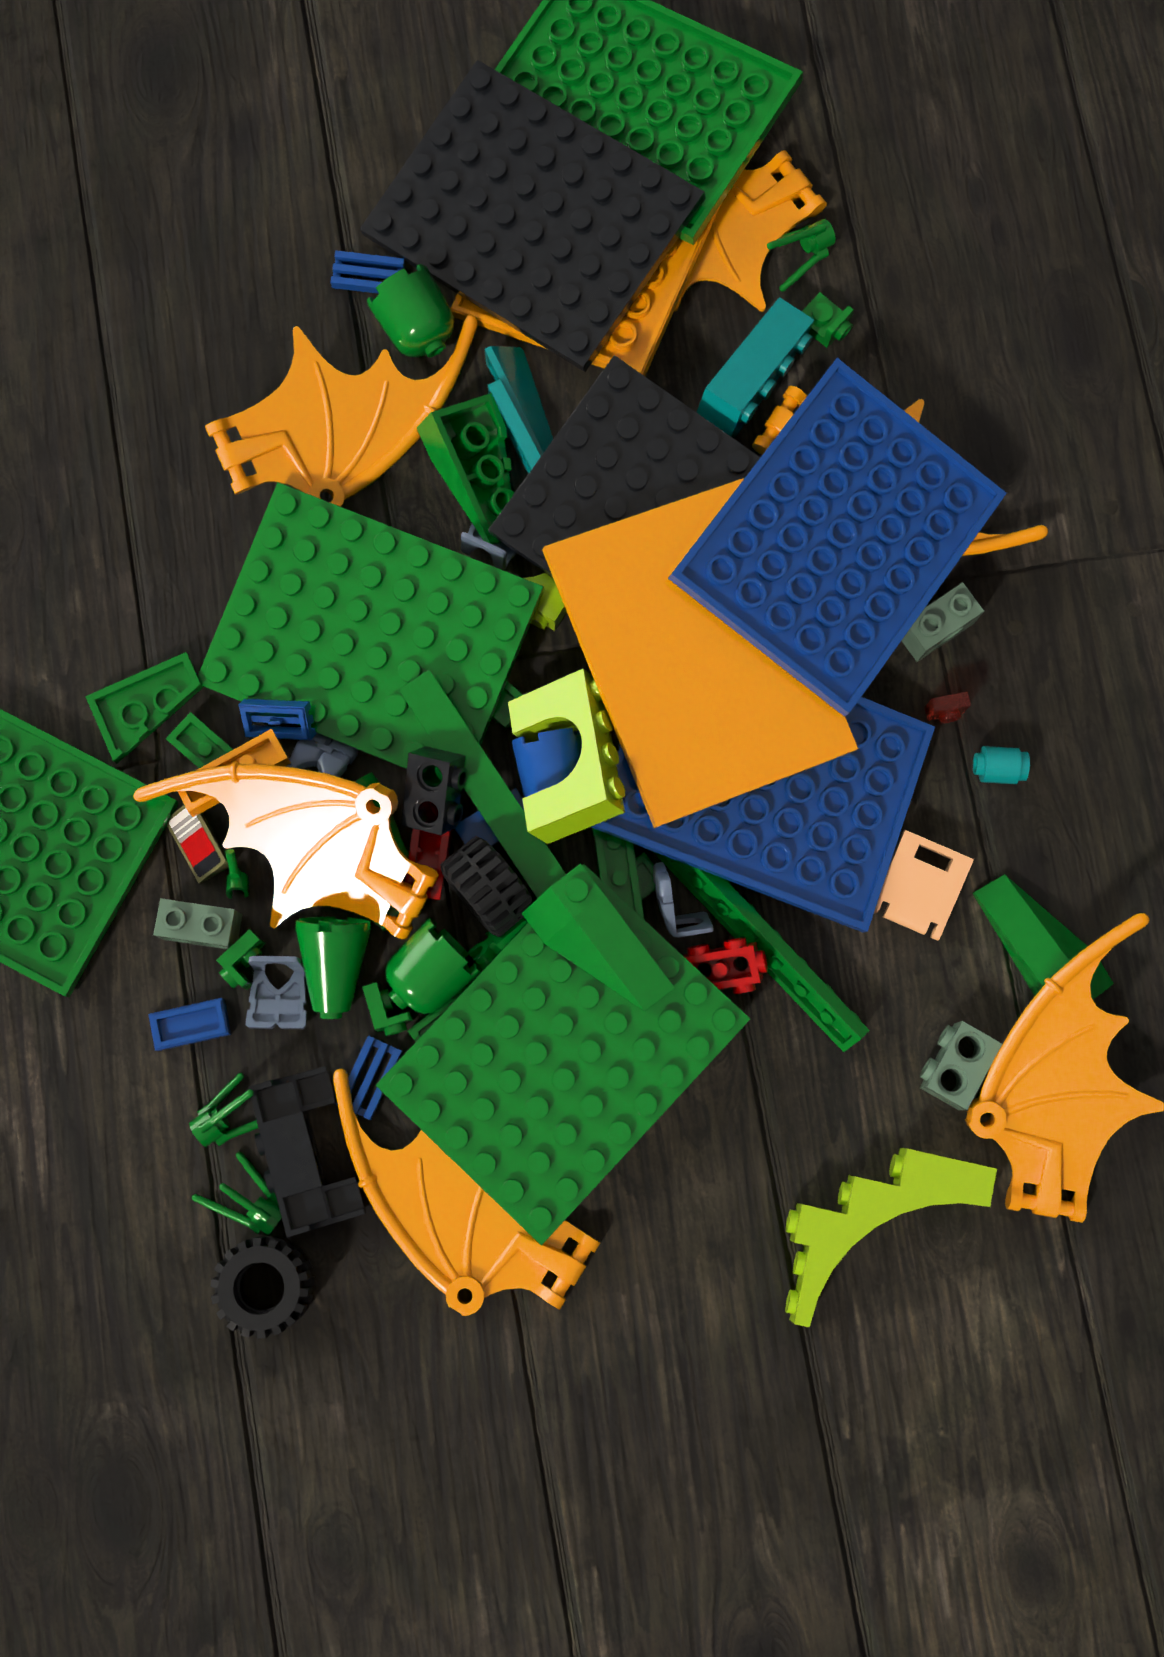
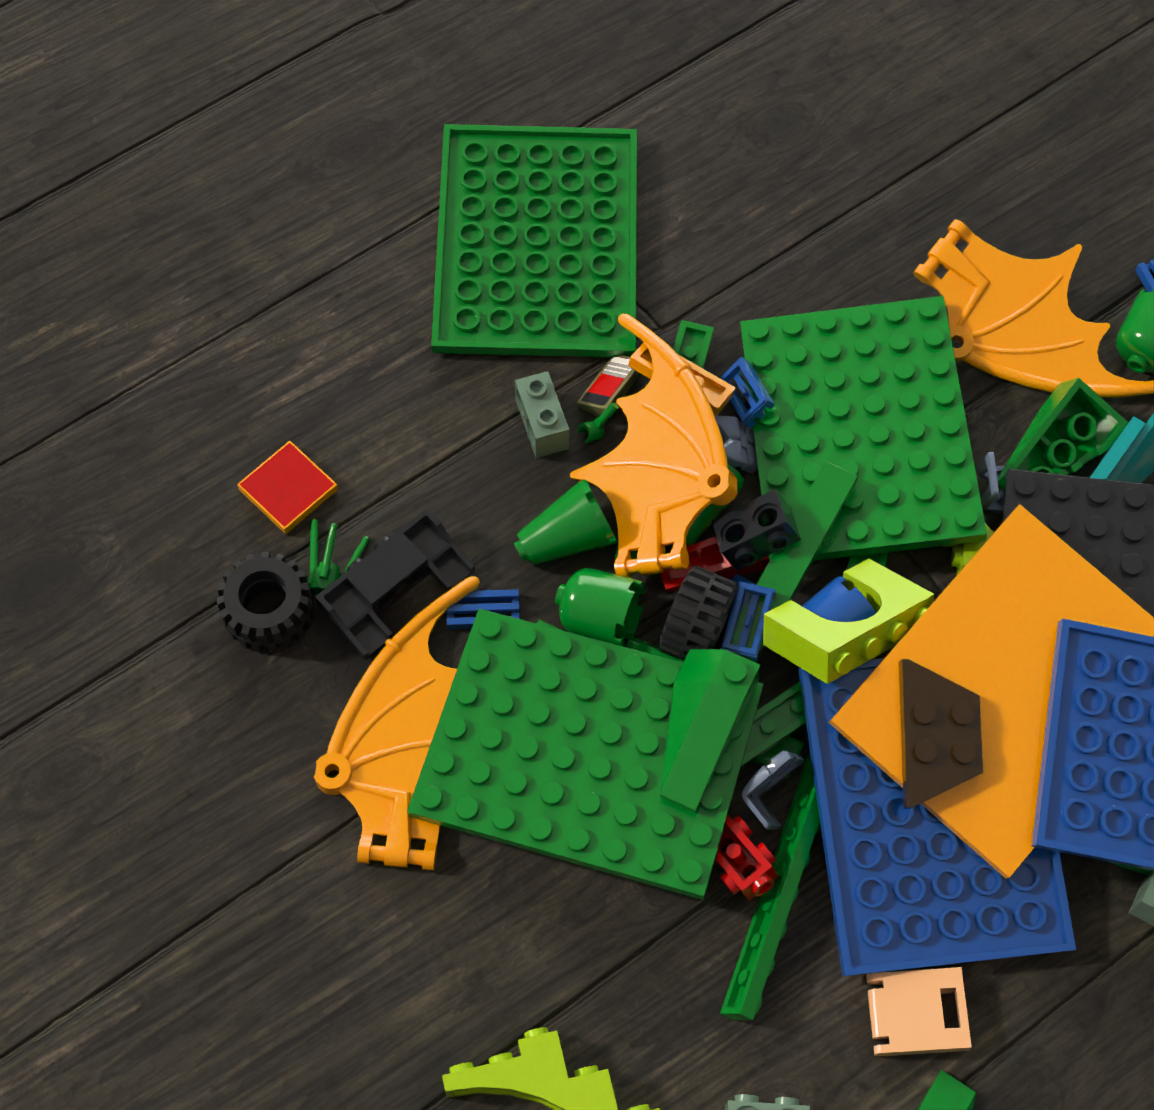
camera: 65 degrees right, 15 degrees down
(142, 703) = (700, 291): green wing -> none
(144, 1208) = (287, 487): none -> red tile
(189, 1024) = (456, 450): blue tile -> none
(212, 1122) = (383, 503): green plant -> none
(238, 955) = (532, 456): green bracket -> none
(273, 1005) = (504, 504): sand blue piece -> none
(379, 1005) = (545, 587): green bracket -> none
(539, 866) = (741, 649): none -> blue tile
(715, 741) = (937, 733): none -> dark brown wing
(948, 707) = (1102, 956): clear red plate -> none
(1001, 765) = (1078, 1035): teal brick -> none

